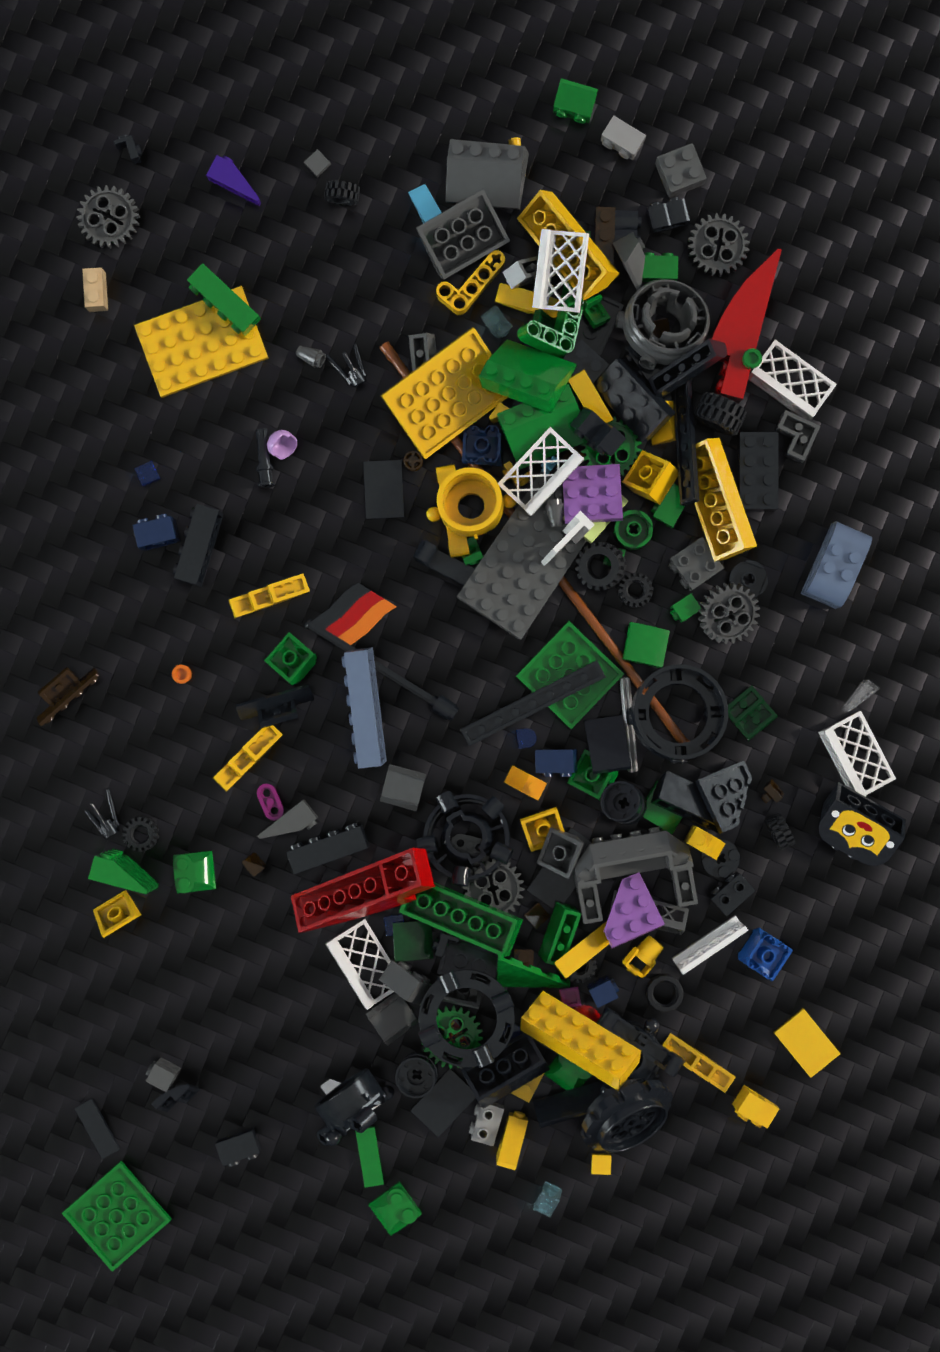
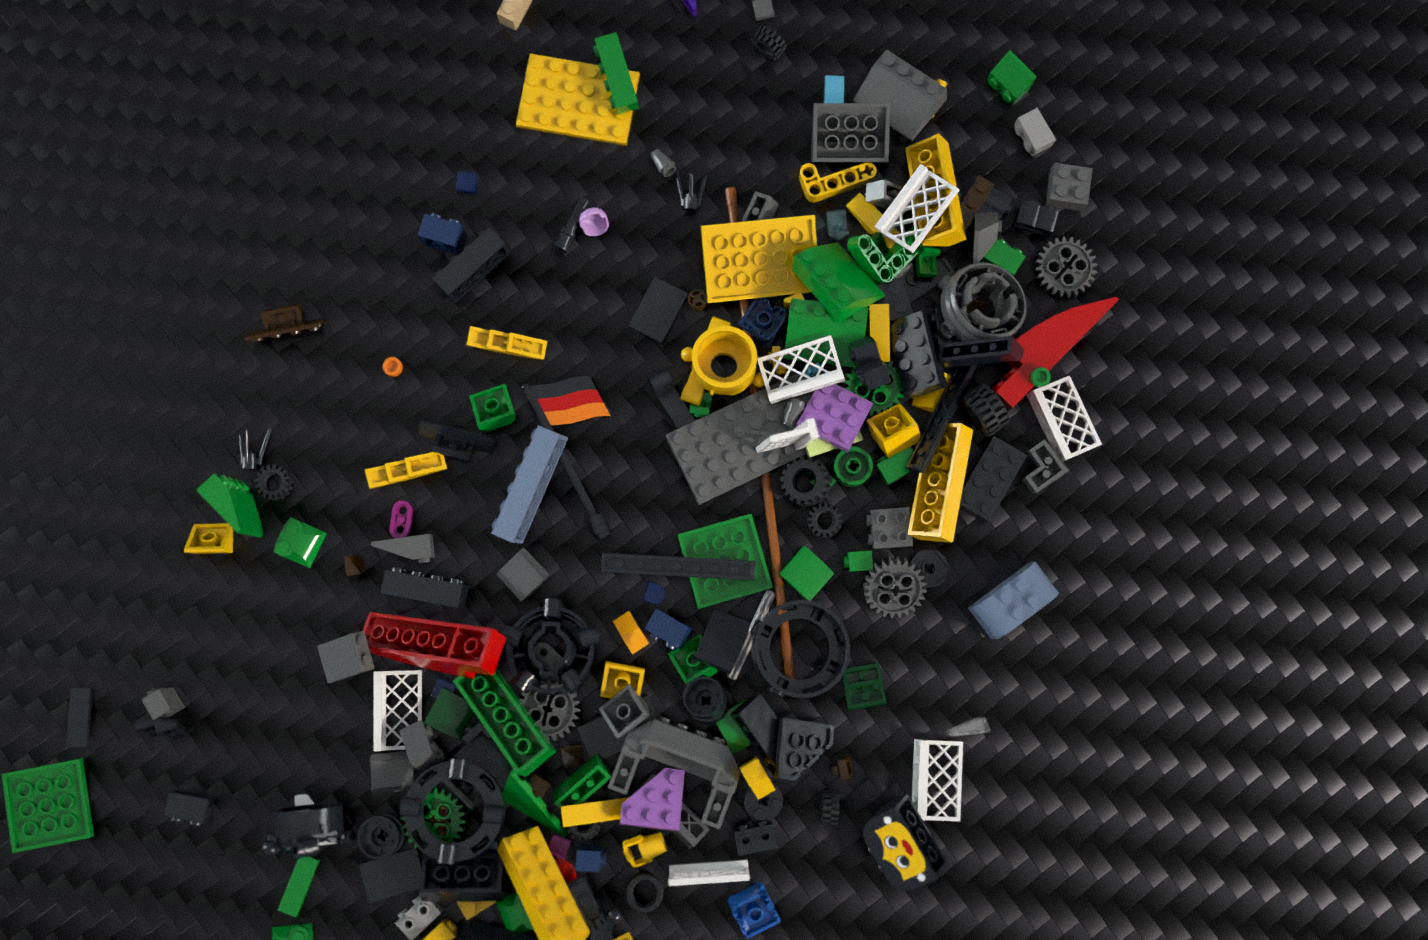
camera: 30 degrees right, 5 degrees down
(295, 945) = (345, 657): none -> dark grey brick

